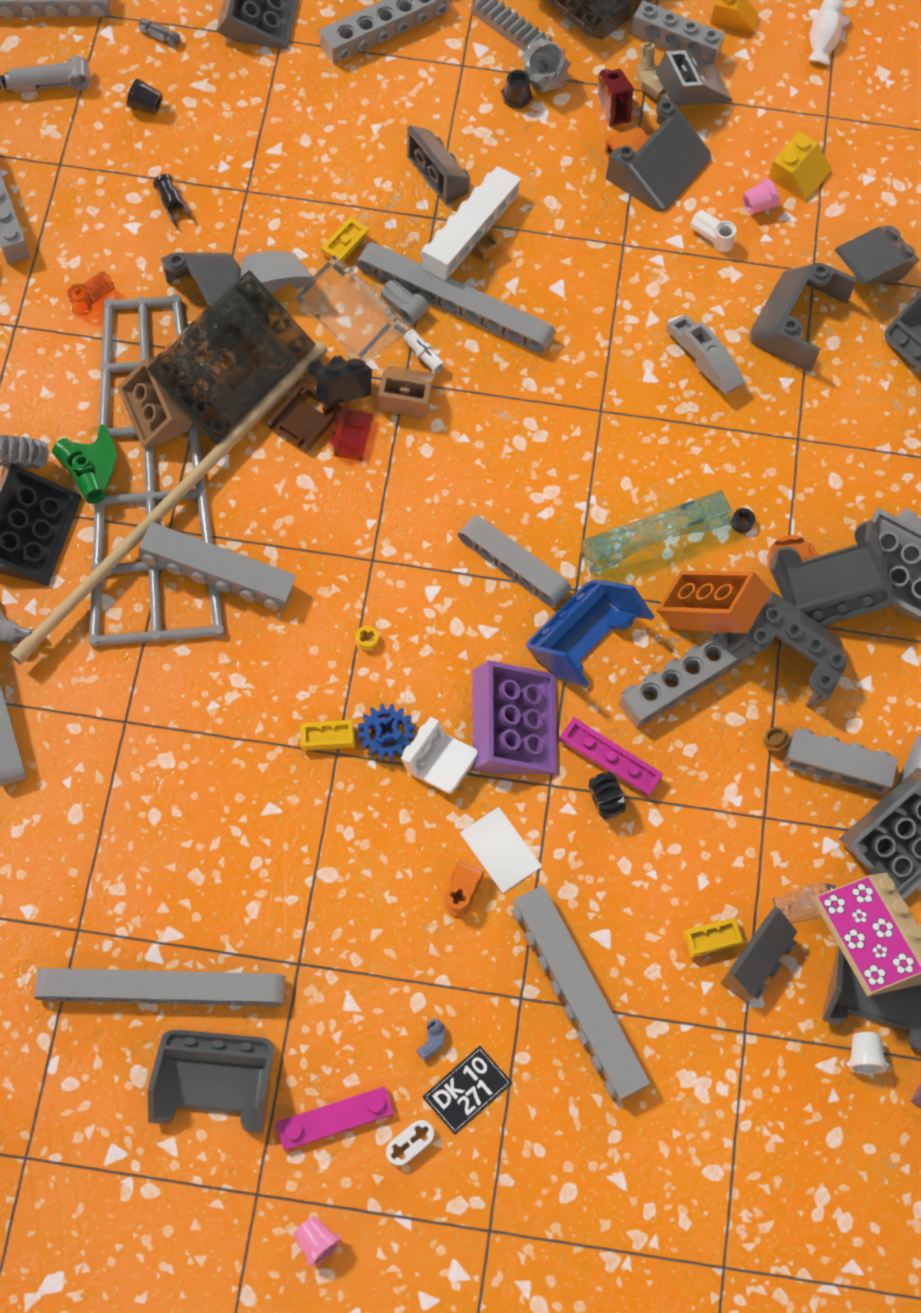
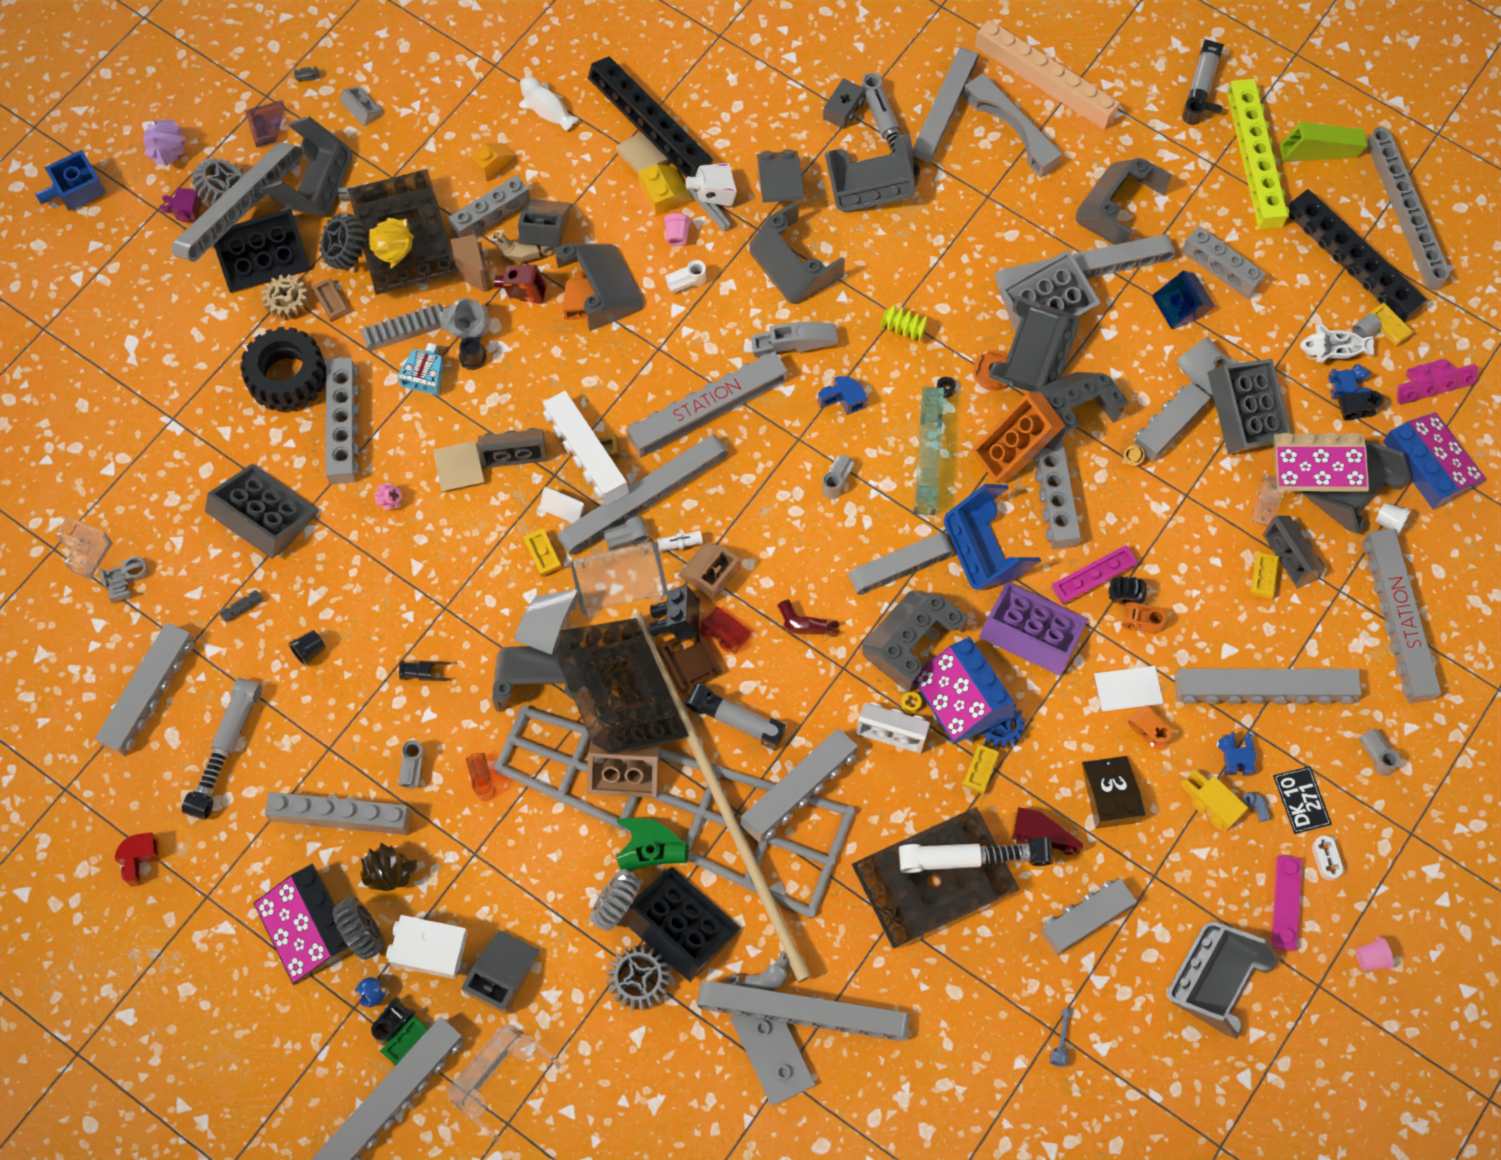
camera: 60 degrees left, 0 degrees up
(51, 944) = (1059, 1055): none -> sand blue hinge
(73, 231) = (411, 766): none -> light grey piece
(159, 707) = (913, 909): none -> clear smoke slope
(160, 987) = (1131, 987): light grey beam -> none
(213, 755) = (917, 858): none -> piece
(215, 910) = (1088, 916): none -> light grey brick
(263, 482) = (704, 701): none -> piece
(288, 817) = (1034, 824): none -> dark red slope
(322, 88) = (388, 496): none -> bright pink gear
(327, 627) = (892, 727): none -> white slope
(369, 878) = (1113, 792): none -> dark brown slope
(389, 132) = (458, 466): none -> tan slope
(394, 500) = (805, 625): none -> dark red arm
(399, 677) = (964, 691): none -> slope
(402, 234) = (561, 505): none -> white slope
(412, 991) = (1214, 800): none -> yellow hinge
(438, 757) = (1042, 694): white bracket -> none
(440, 591) = (901, 630): none -> dark grey windscreen
(475, 60) = (423, 371): none -> torso
(480, 999) = (1235, 757): none -> blue animal
(567, 1150) = (1379, 750): none -> light grey piece
(577, 459) = (837, 475): none -> light grey piece
(586, 309) = (707, 404): none -> light grey brick
(586, 823) = (1142, 616): none -> orange piece
(610, 39) = (471, 261): none -> medium nougat slope
(674, 424) = (847, 392): none -> blue brick
(748, 1112) = (1401, 616): none -> light grey brick
(789, 446) = (904, 323): none -> neon yellow piece
(808, 217) = (714, 212): none -> light grey axle
(830, 132) = (640, 153): none -> tan slope
(831, 203) = (714, 184): none -> white torso
(868, 120) = (648, 117): none -> black brick

